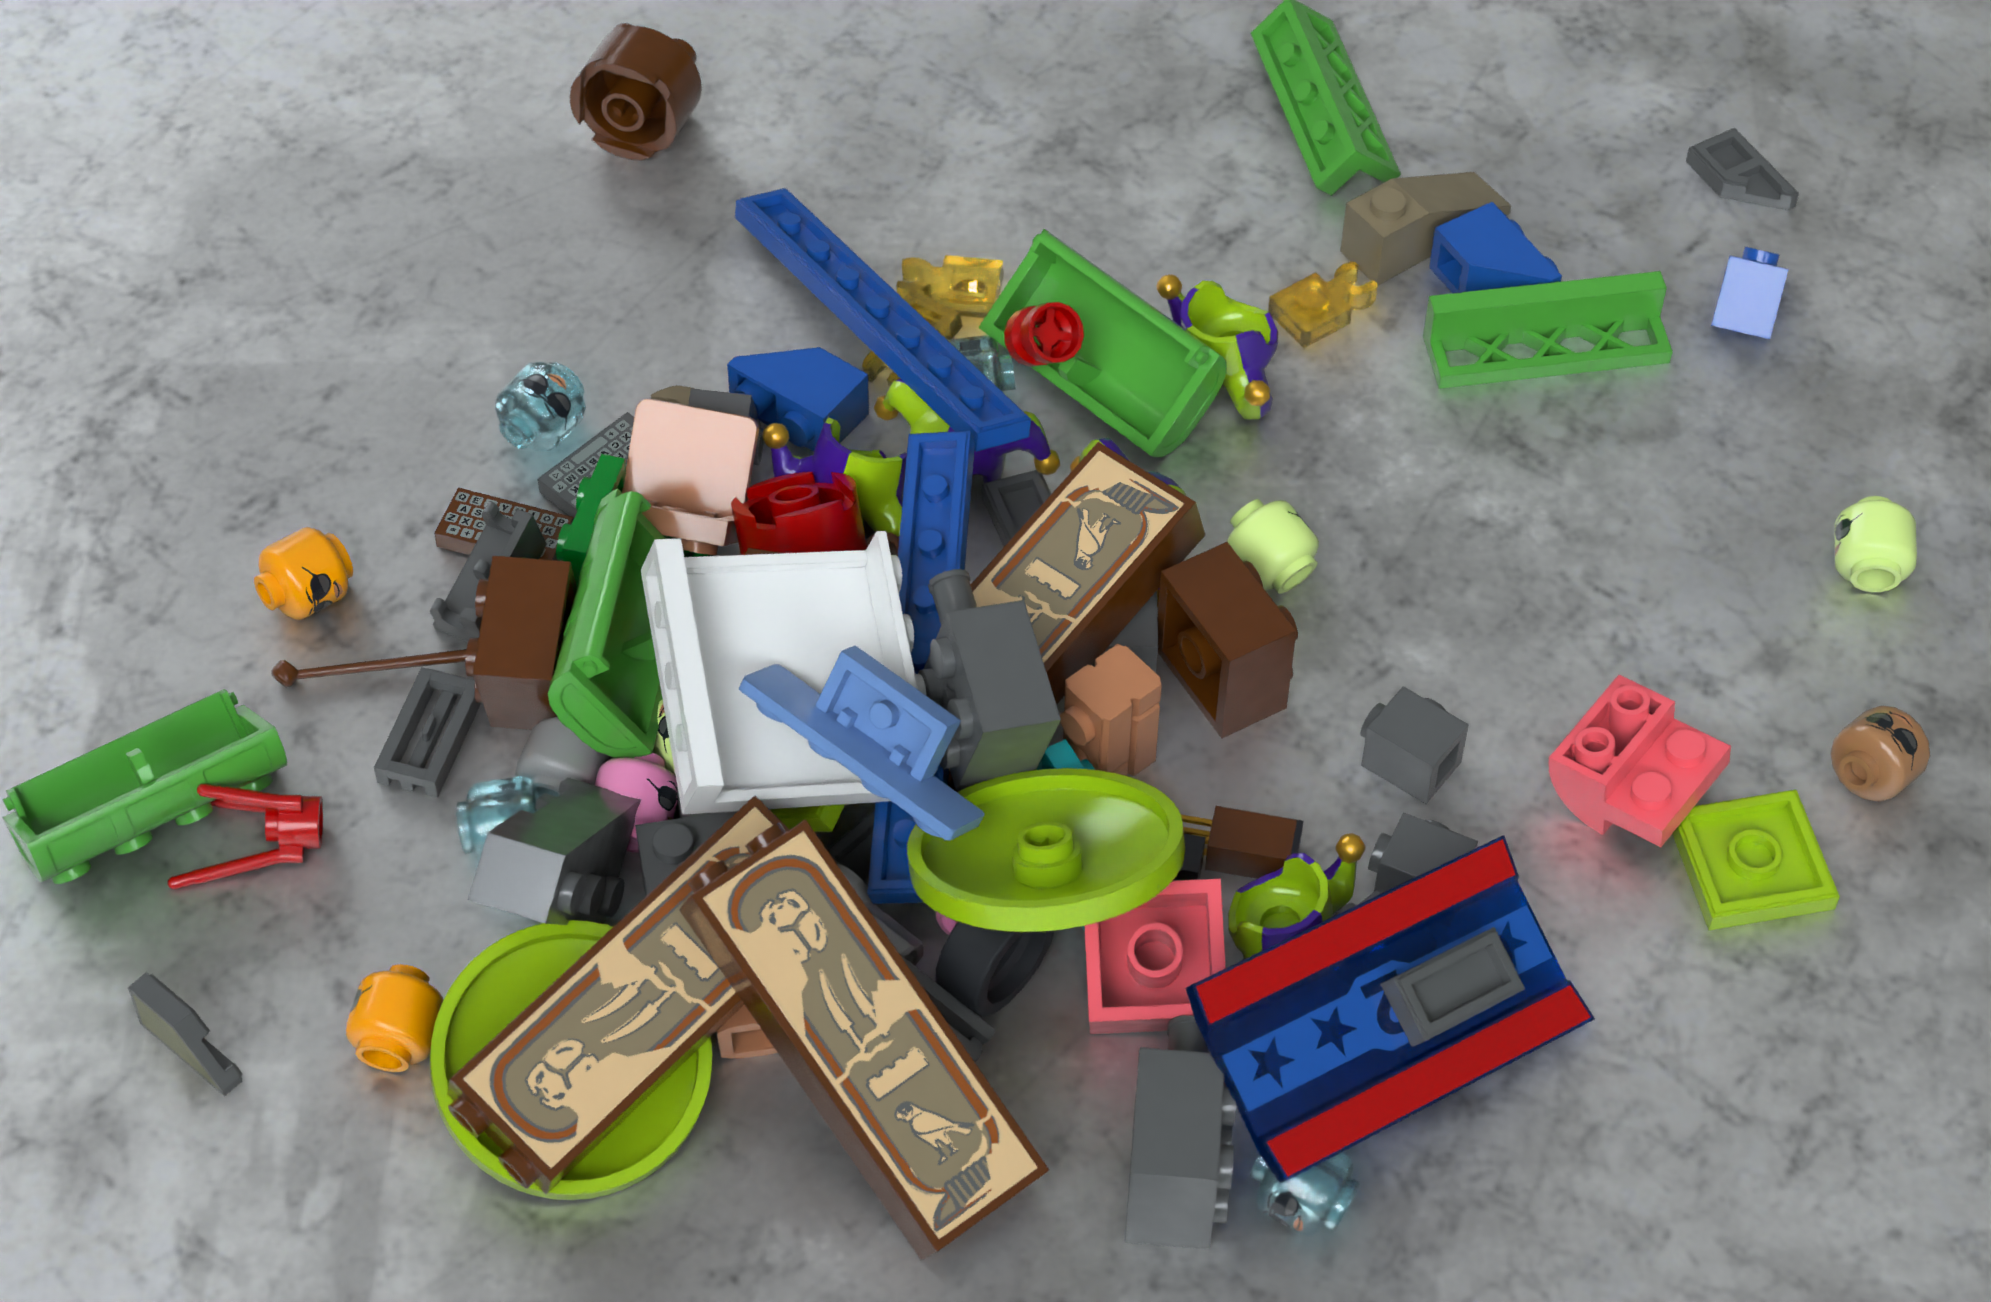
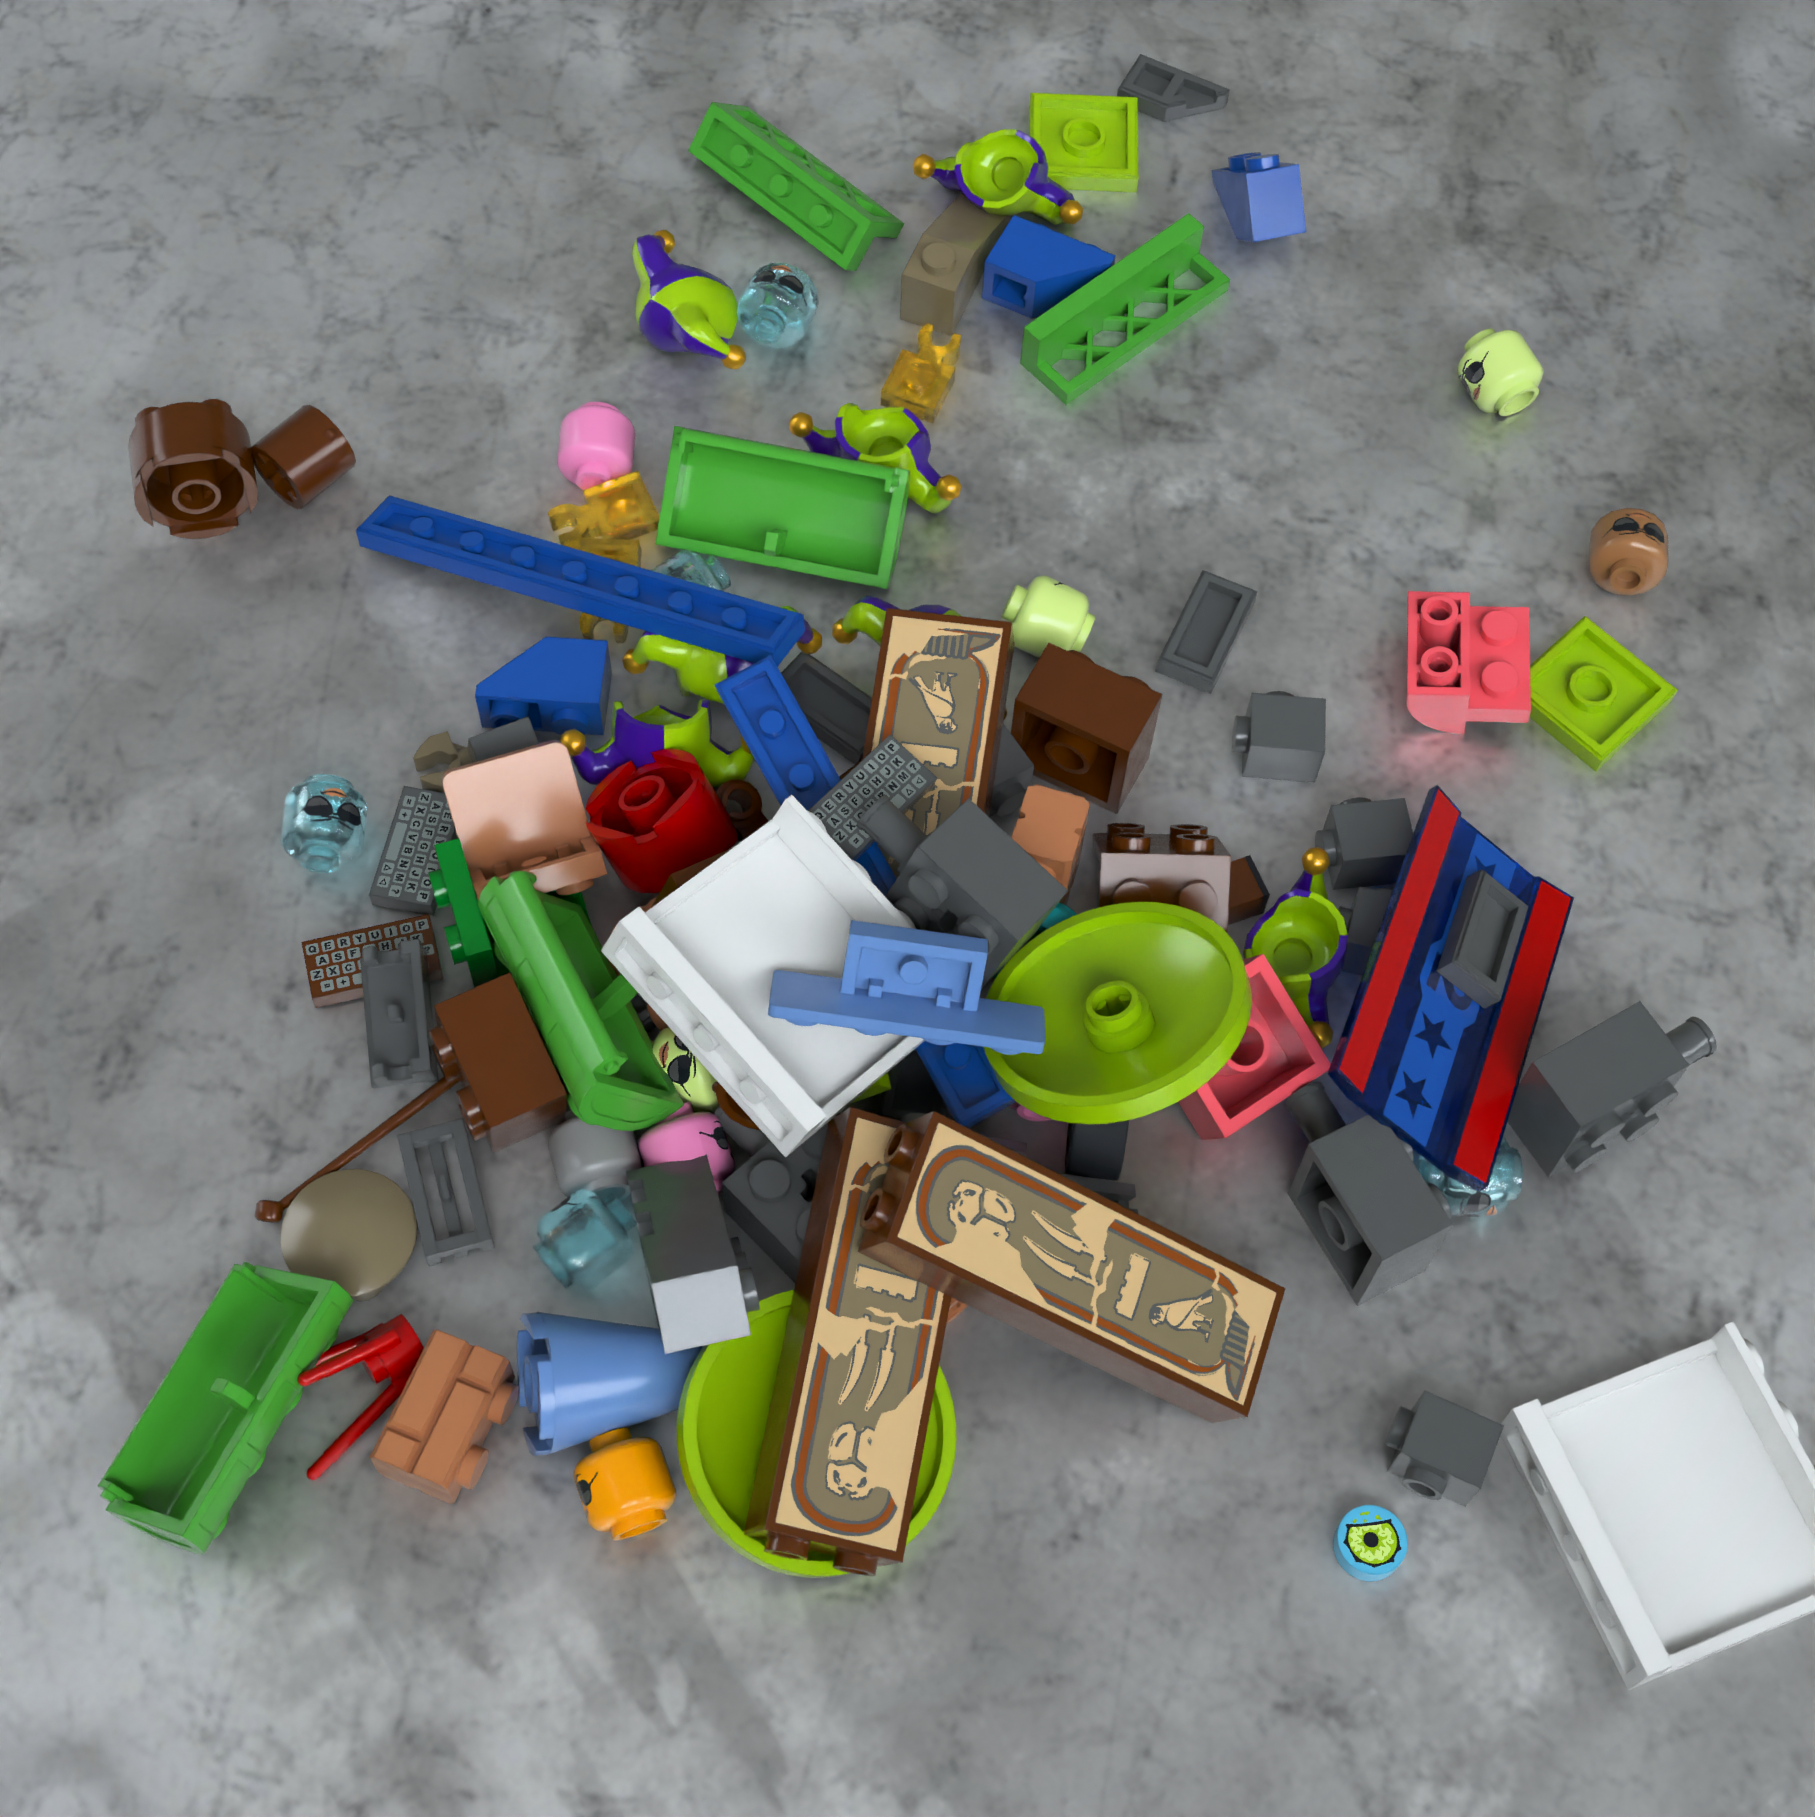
camera: 35 degrees left, 10 degrees up
(182, 1032) = (441, 1616): dark grey tile -> none
(296, 890) = (445, 1417): none -> nougat brick
(303, 573) = (219, 1105): light orange head -> none
(332, 721) = (350, 1231): none -> dark tan dish
(420, 915) = (593, 1378): none -> medium blue cone
(734, 124) = (303, 456): none -> reddish brown piece
(985, 224) = (595, 445): none -> bright pink head
(996, 574) = (885, 771): none -> tile
(1057, 331) = (740, 525): red wheel -> none
(1143, 148) = (683, 305): none -> piece
(1212, 795) = (1164, 868): none -> reddish brown bracket
(1228, 186) = (778, 301): none -> clear light blue head
(1419, 630) = (1206, 631): none -> dark grey tile
(1477, 1170) = (1603, 1087): none -> dark grey brick
(1514, 170) = (1004, 177): none -> lime piece
(1623, 179) = (1087, 140): none -> lime tile

